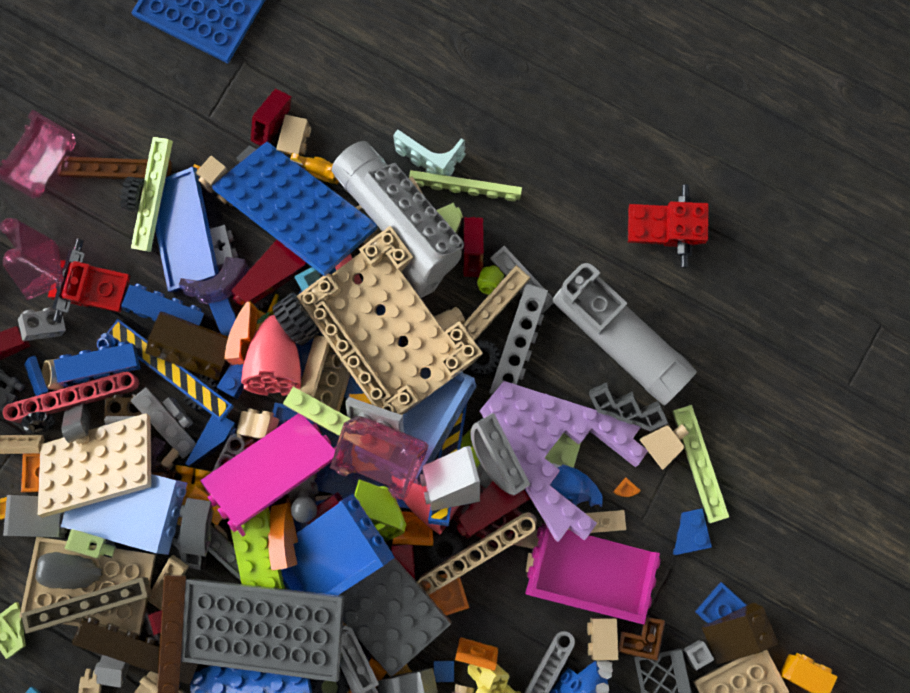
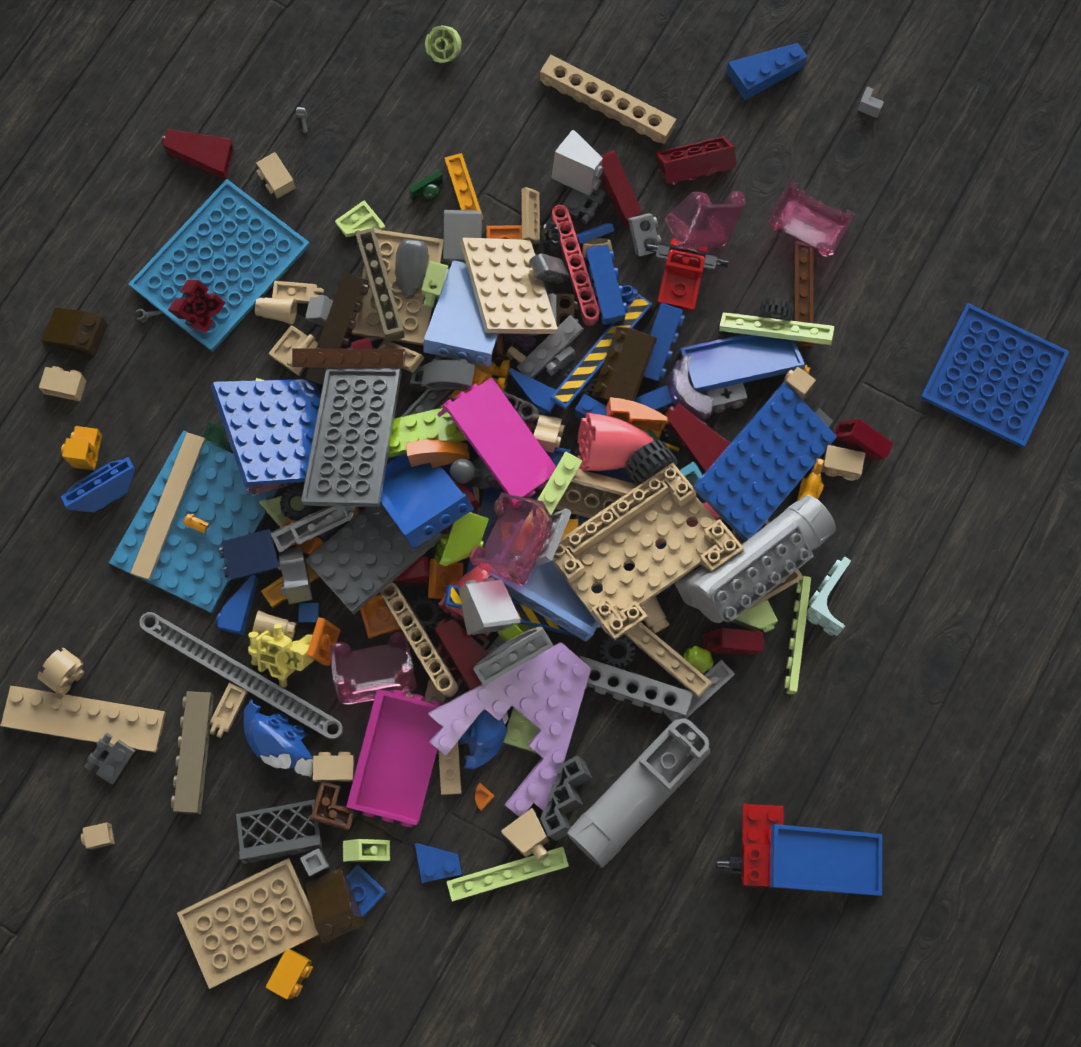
camera: 90 degrees right, 5 degrees down
(503, 602) = (363, 671): none -> clear pink windscreen
(680, 167) = (825, 860): none -> blue tile
(683, 603) = (366, 850): none -> yellowish green slope

